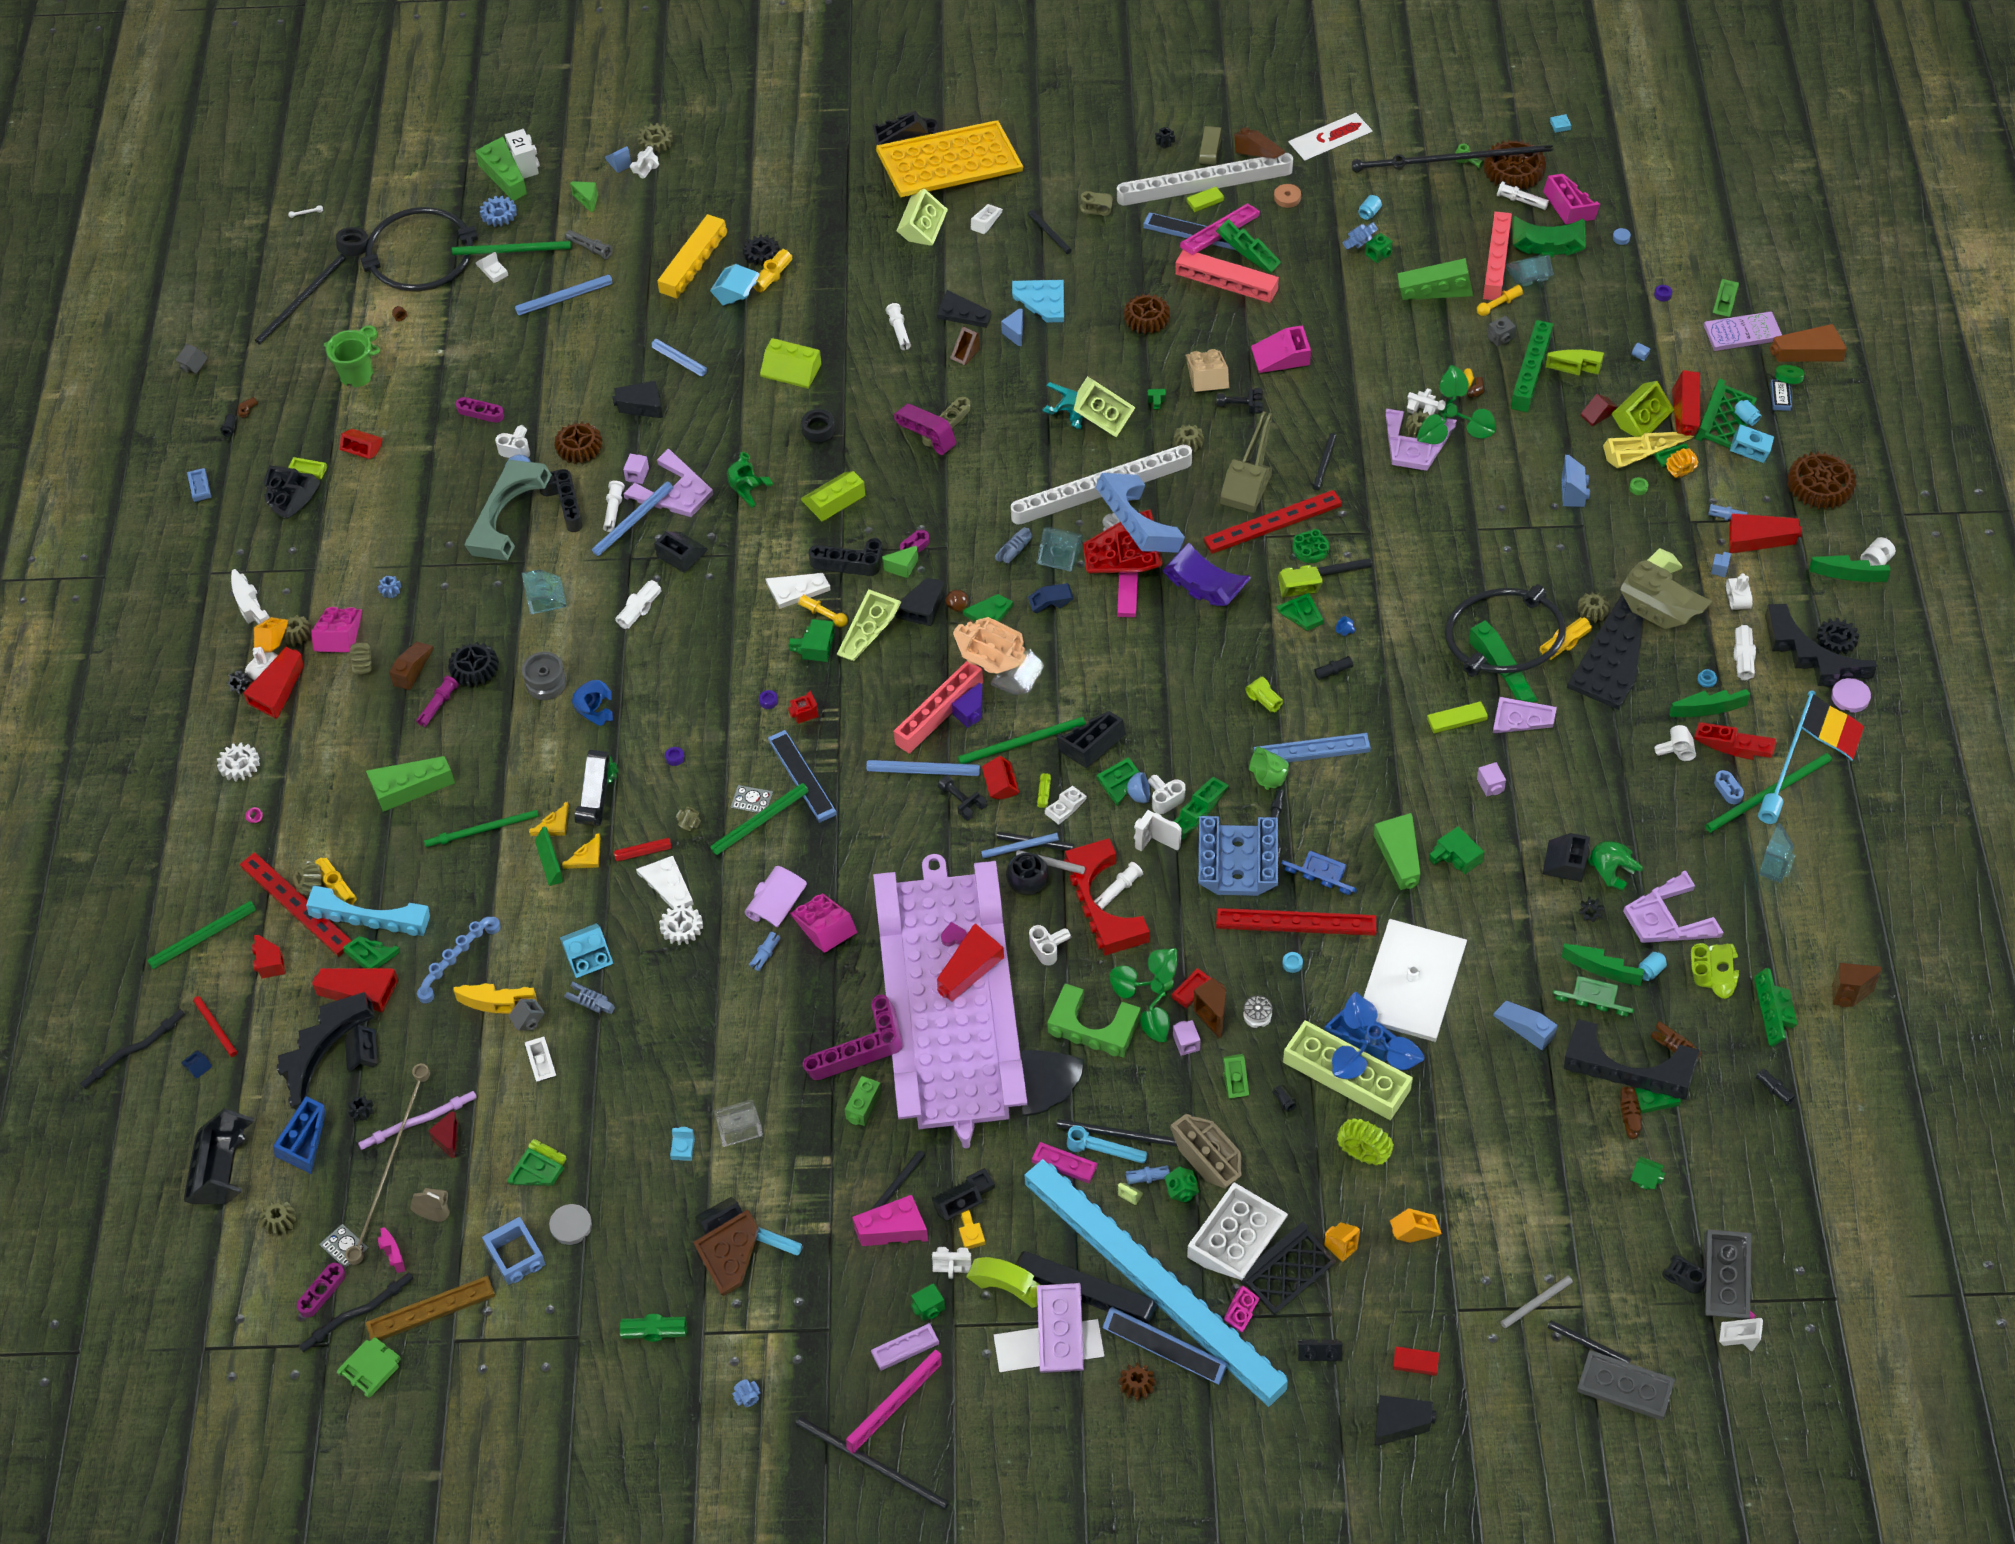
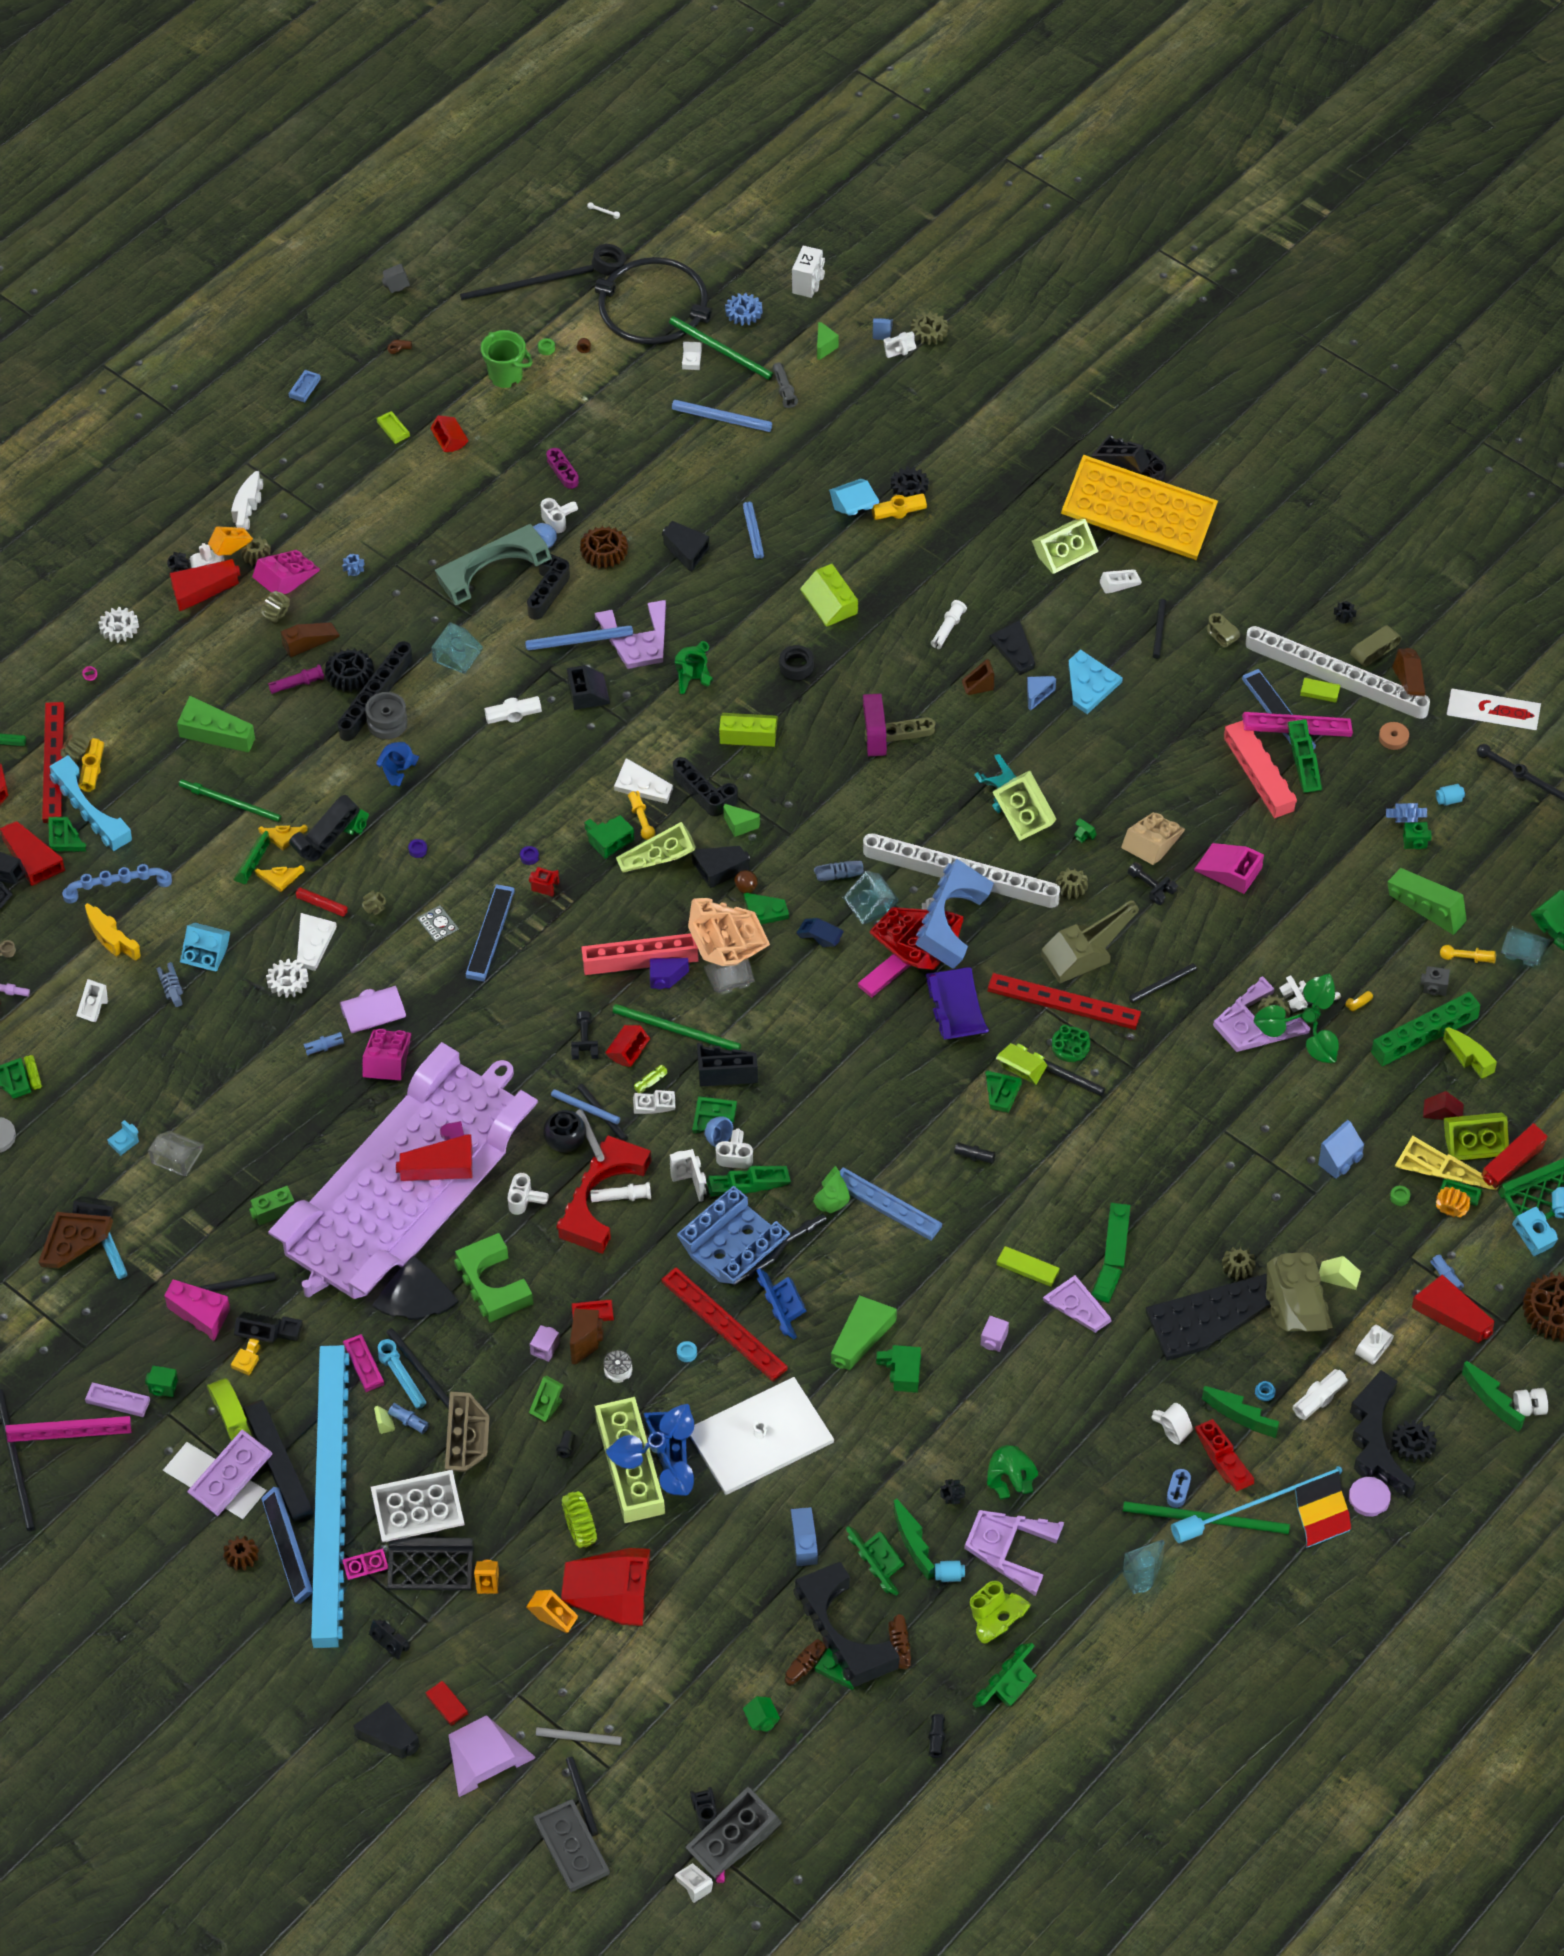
camera: 40 degrees right, 0 degrees up
(227, 428) = (370, 353): black pin -> none
(288, 489) = (360, 436): black brick -> none
(501, 167) = (781, 275): bright green wedge -> none
(512, 666) = (381, 681): none -> black beam
(526, 1014) = (115, 961): dark grey brick -> none
(614, 499) = (583, 612): white pin -> none
(636, 468) = (624, 599): lavender brick -> none
(692, 256) = (851, 451): yellow brick -> none
(759, 818) = (424, 941): green axle -> none
(860, 1047) = (308, 1168): magenta beam -> none
(913, 540) = (767, 812): magenta beam -> none
(923, 767) = (582, 993): medium blue axle -> none
(951, 1261) = (207, 1366): white hips -> none
(1123, 981) = (567, 1269): green plant -> none
(1146, 313) = (1157, 750): reddish brown gear -> none
(1181, 1184) = (421, 1443): green brick -> none
(1261, 691) = (896, 1133): lime piece -> none
(1345, 626) = (1021, 1127): blue tile -> none
(1435, 1171) = (609, 1585): none -> red wedge
(1477, 389) = (1359, 1015): reddish brown arm -> none
(1477, 661) = (1086, 1233): black piece -> none
(1484, 1374) = (482, 1752): none -> lavender wedge
(1497, 255) = (1507, 914): coral brick -> none
(1566, 856) = (981, 1439): black slope -> none
(1573, 634) = (1186, 1271): yellow piece -> none
(1640, 351) = (1537, 1085): medium blue hose -> none
(1721, 564) = (1388, 1310): medium blue piece -> none
(1854, 983) = (1084, 1710): reddish brown slope -> none

